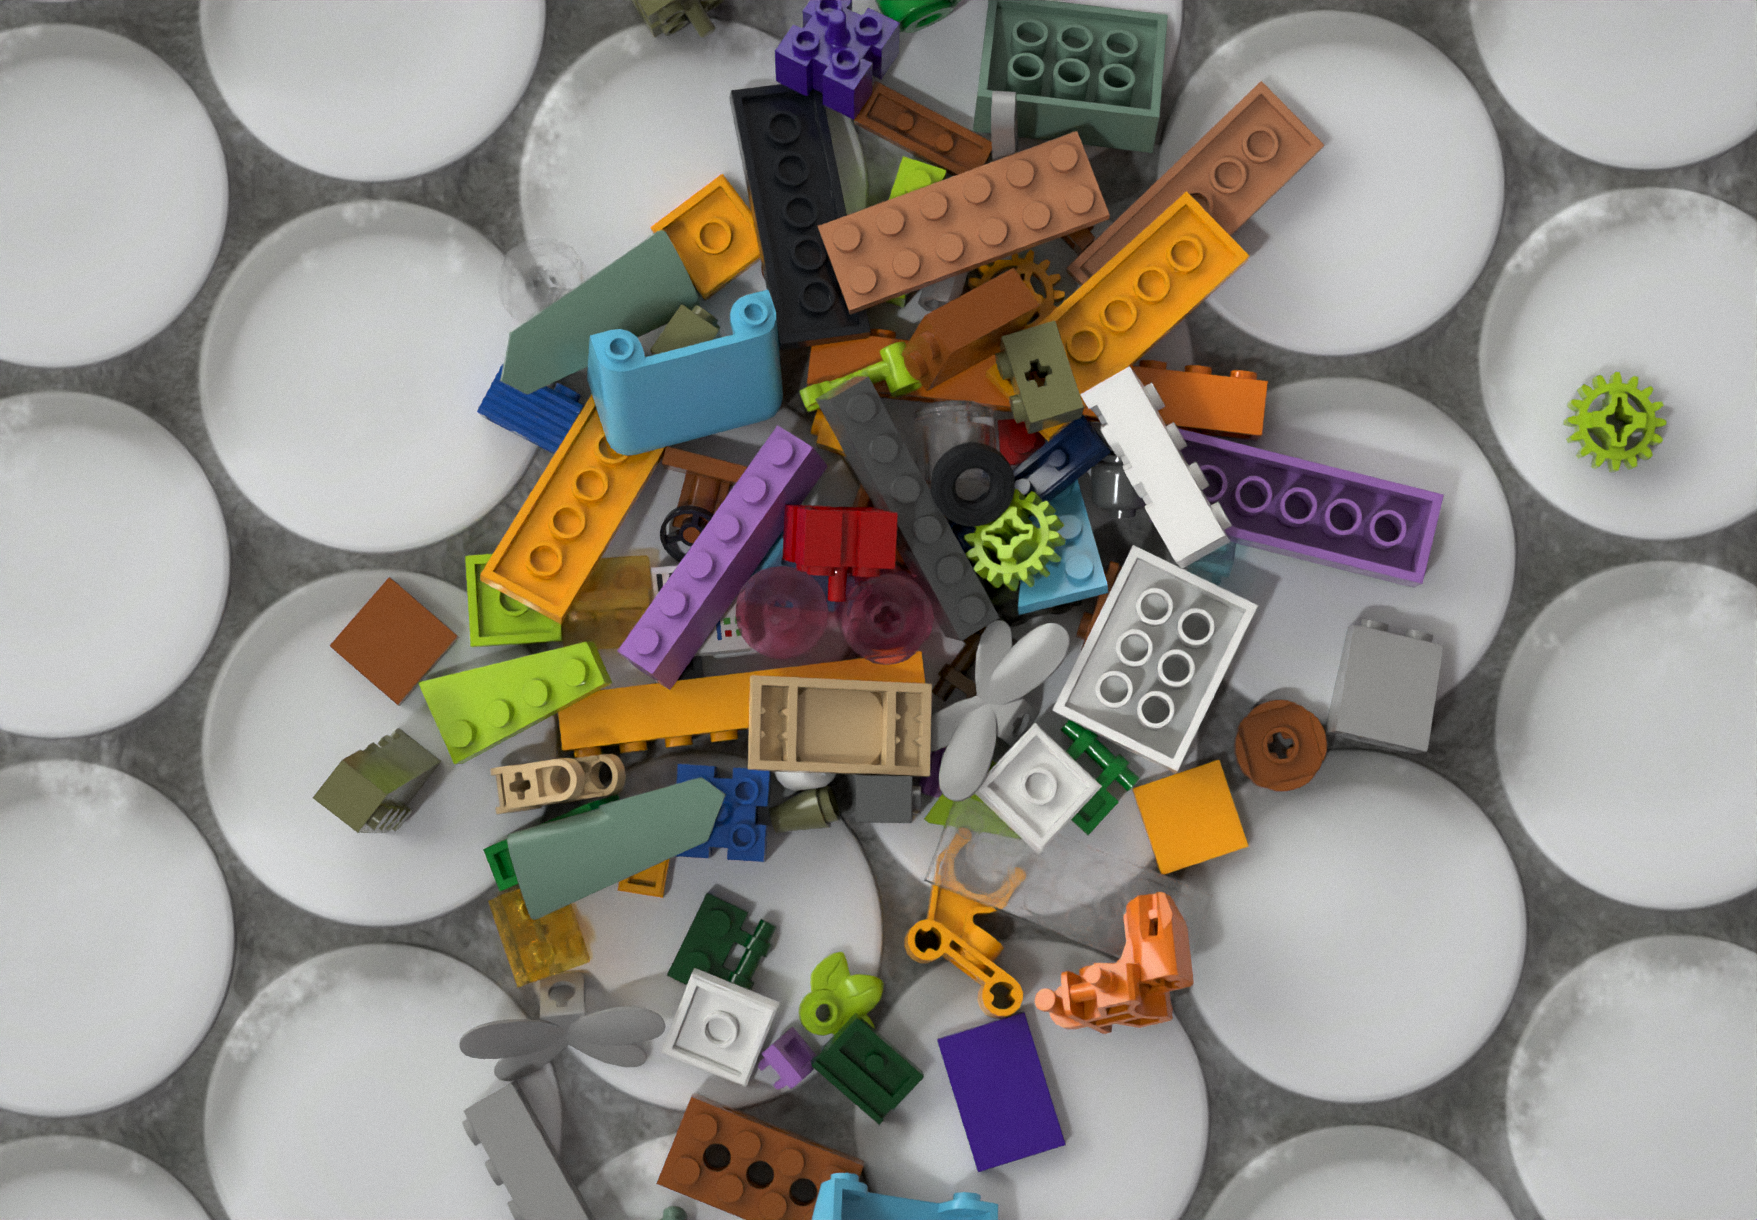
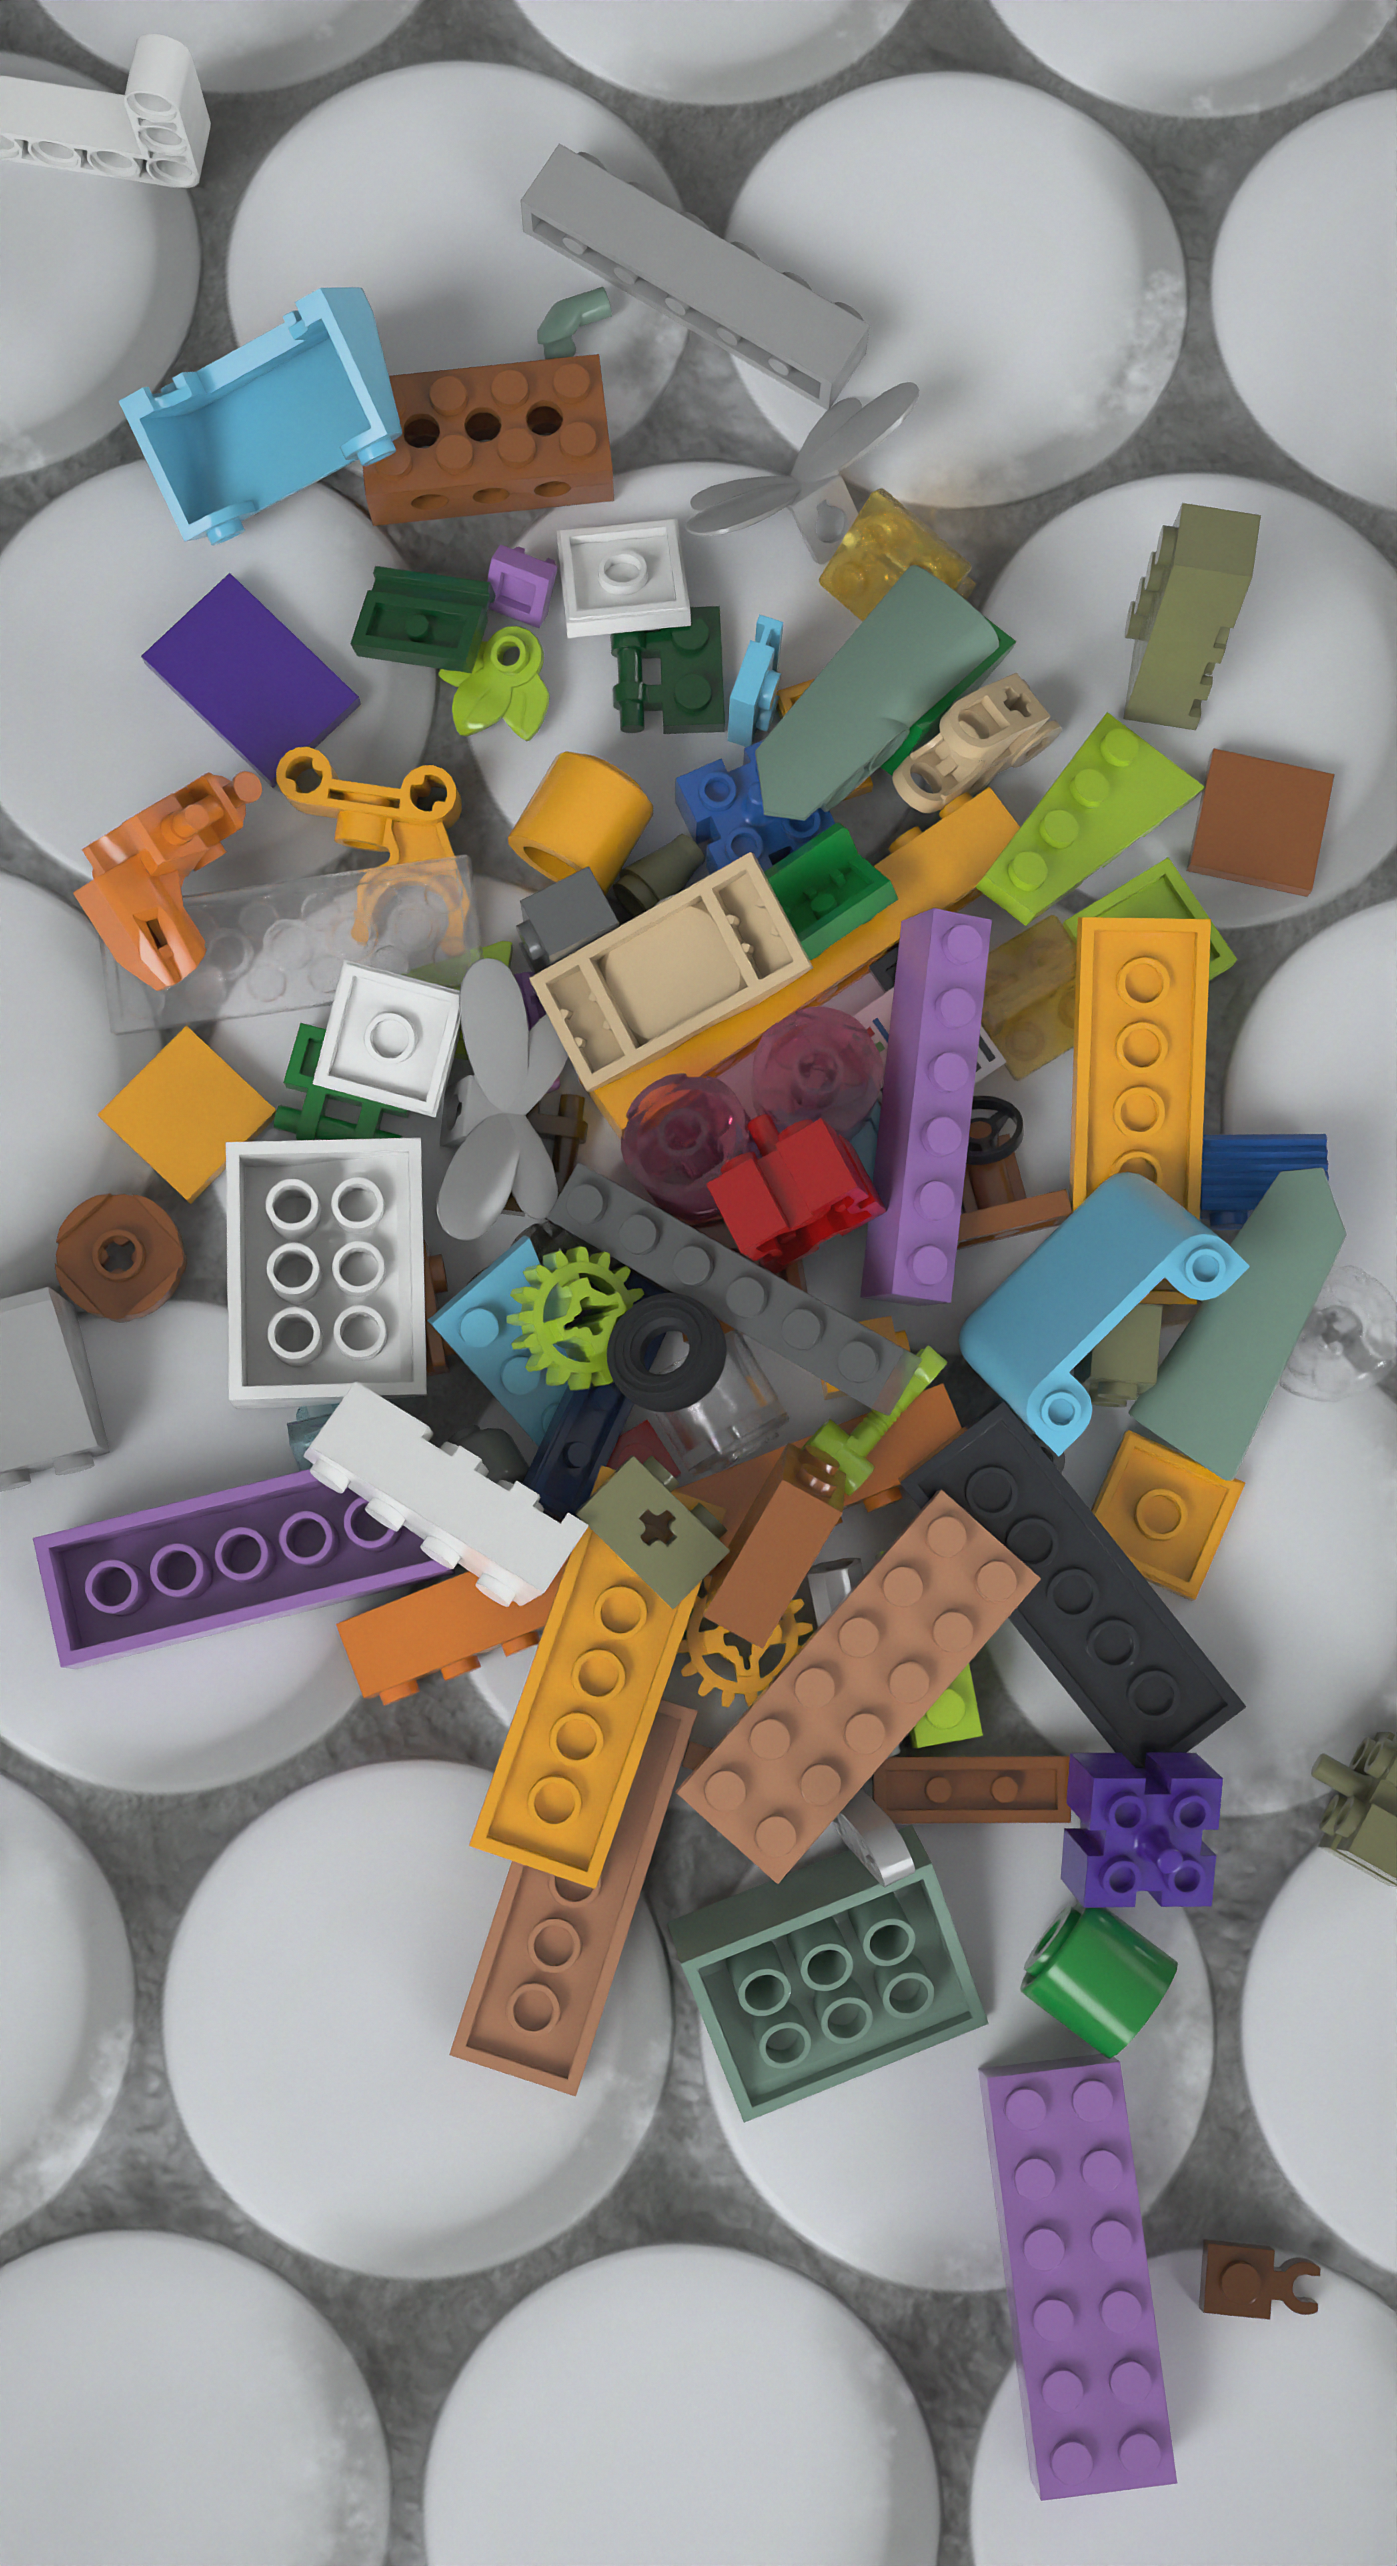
camera: 145 degrees right, 5 degrees down
(678, 894) = (755, 689): none -> medium azure plate
(710, 729) = (828, 889): none -> green bracket
(837, 868) = (581, 819): none -> light orange piece

